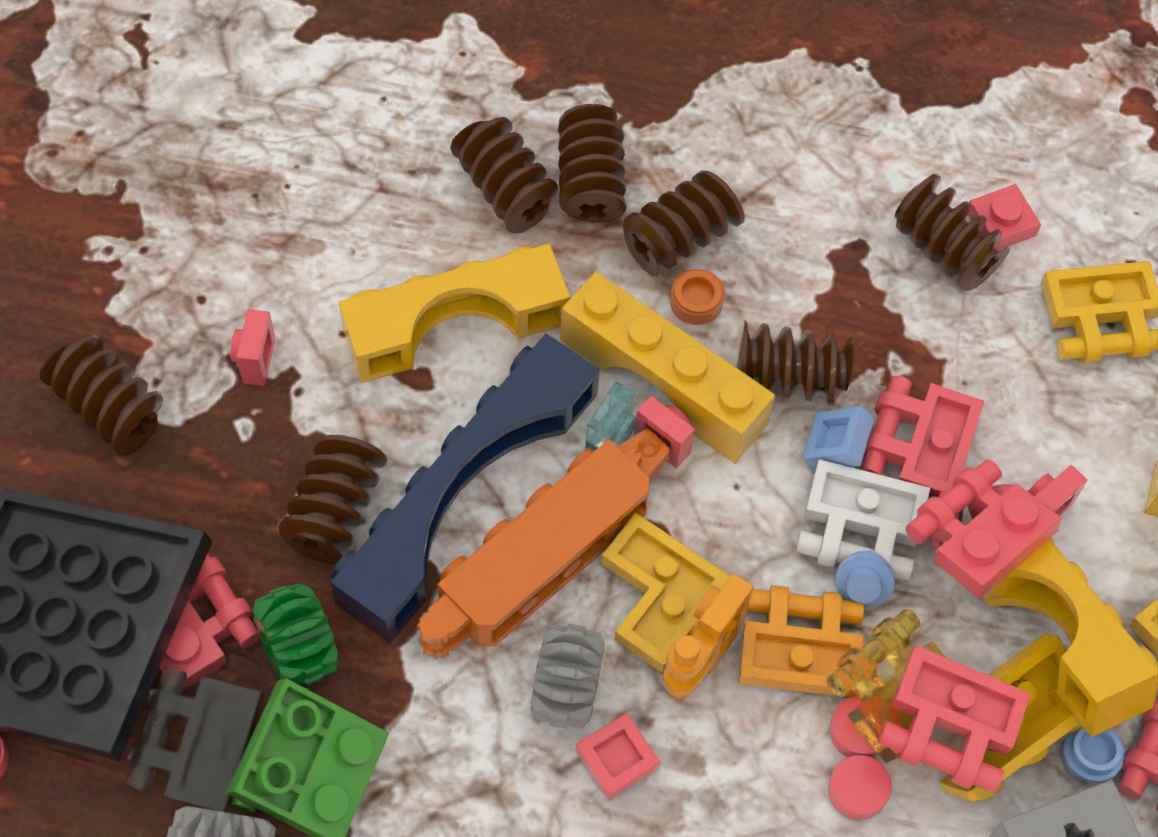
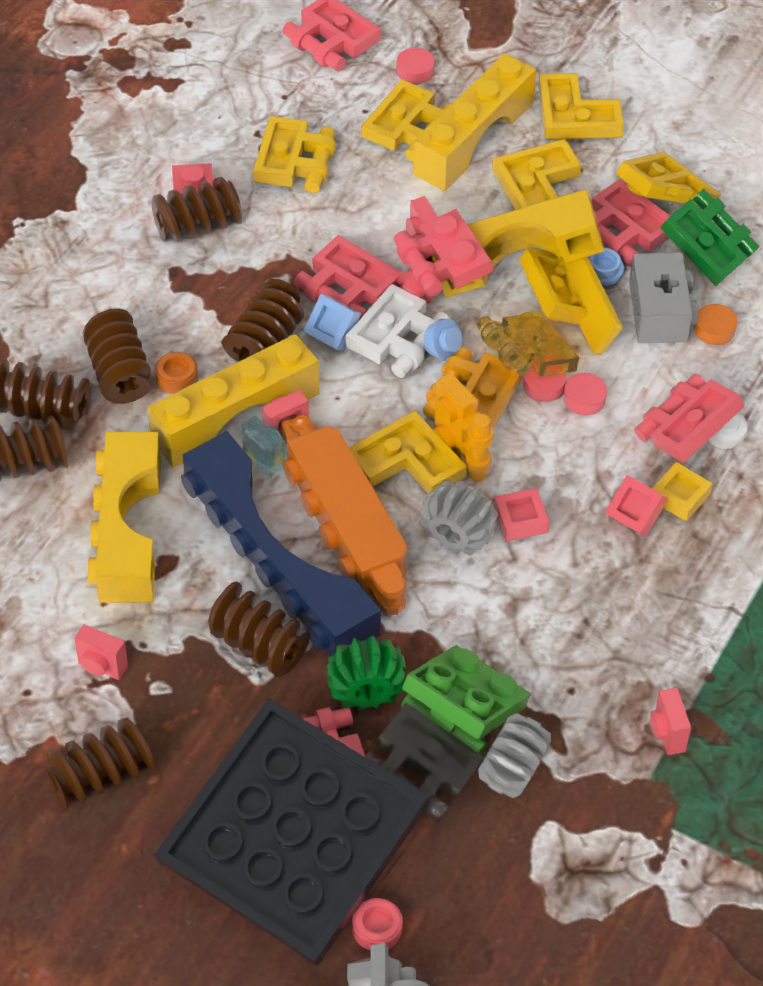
camera: 70 degrees left, 10 degrees down
(961, 702) = (560, 304): coral plate -> none

